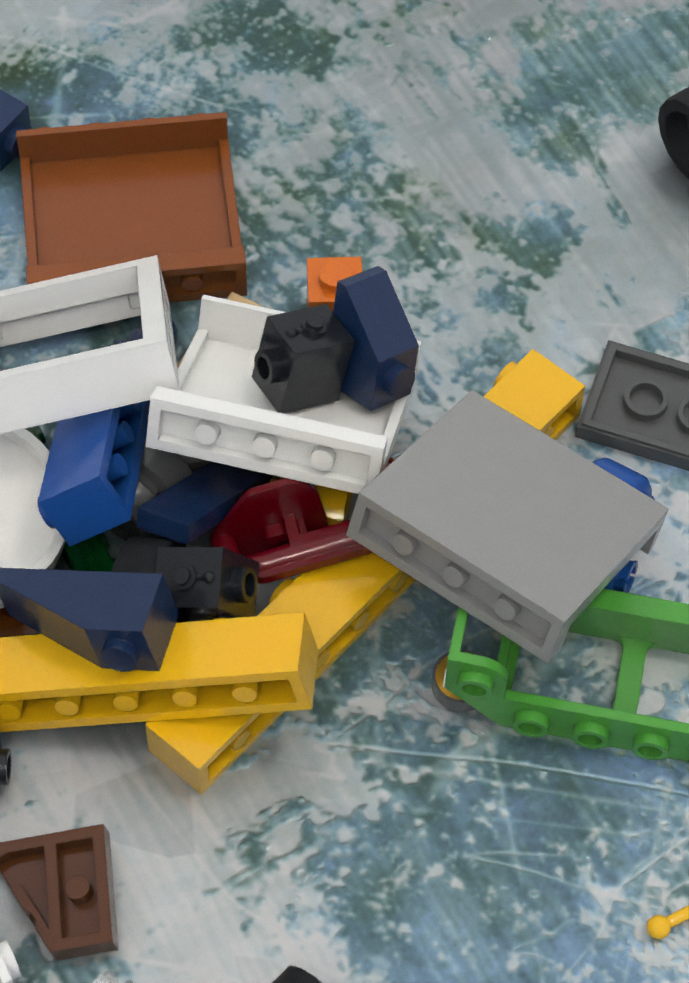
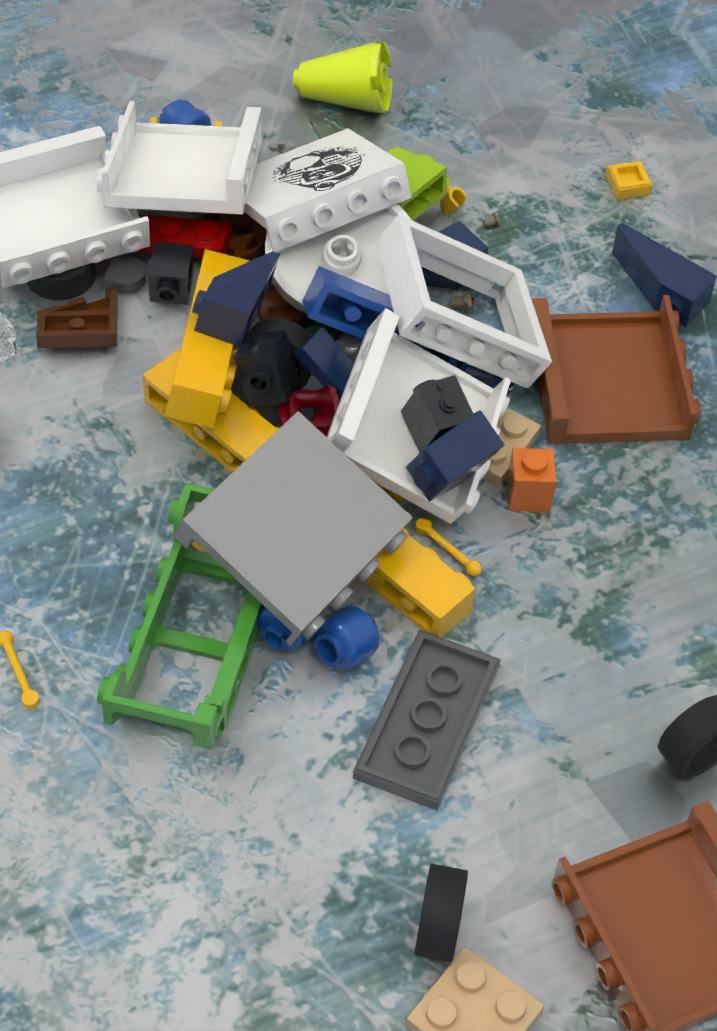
camera: 90 degrees right, 5 degrees down
(466, 373) = (424, 527): none -> yellow hinge

